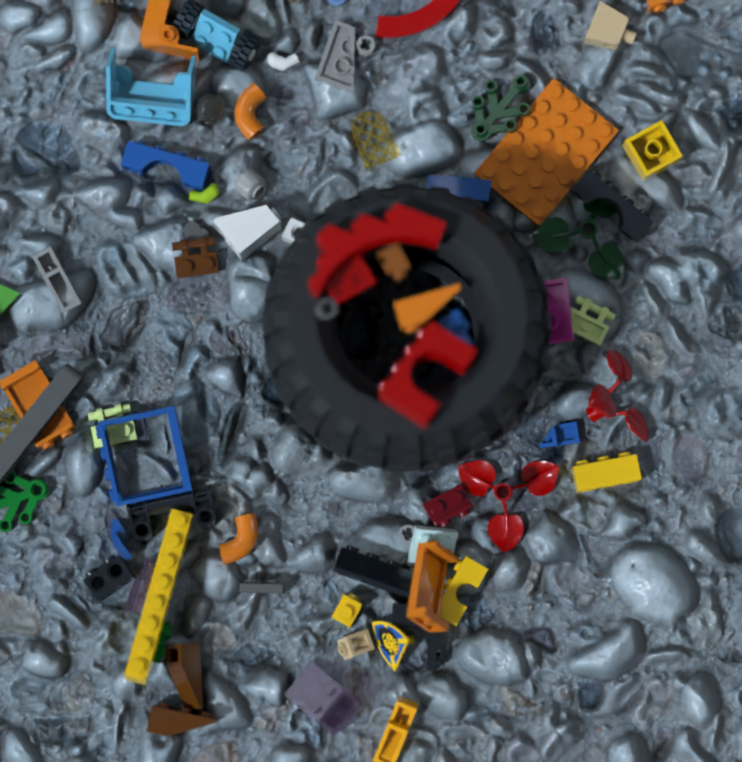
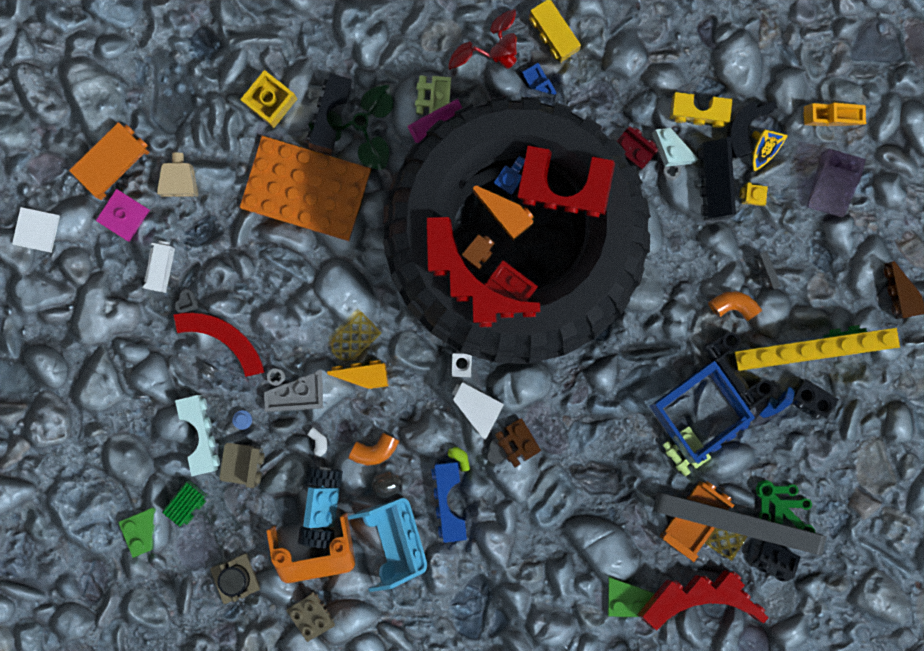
camera: 115 degrees left, 5 degrees up
(56, 279) = (584, 552): light grey slope -> none
(135, 593) = (807, 374): clear purple window -> none
(185, 670) = (861, 303): reddish brown slope -> none
(250, 184) = (437, 423): light grey head -> none
(327, 134) = (365, 376): none -> light orange slope
(331, 303) = (549, 288): dark grey bush -> none
(355, 644) = (779, 175): tan bracket -> none
(429, 585) = (713, 132): orange panel -> none
(463, 186) = (367, 247): blue slope -> none
(477, 478) = (634, 94): red plant -> none
(499, 111) = (286, 242): dark green plant -> none

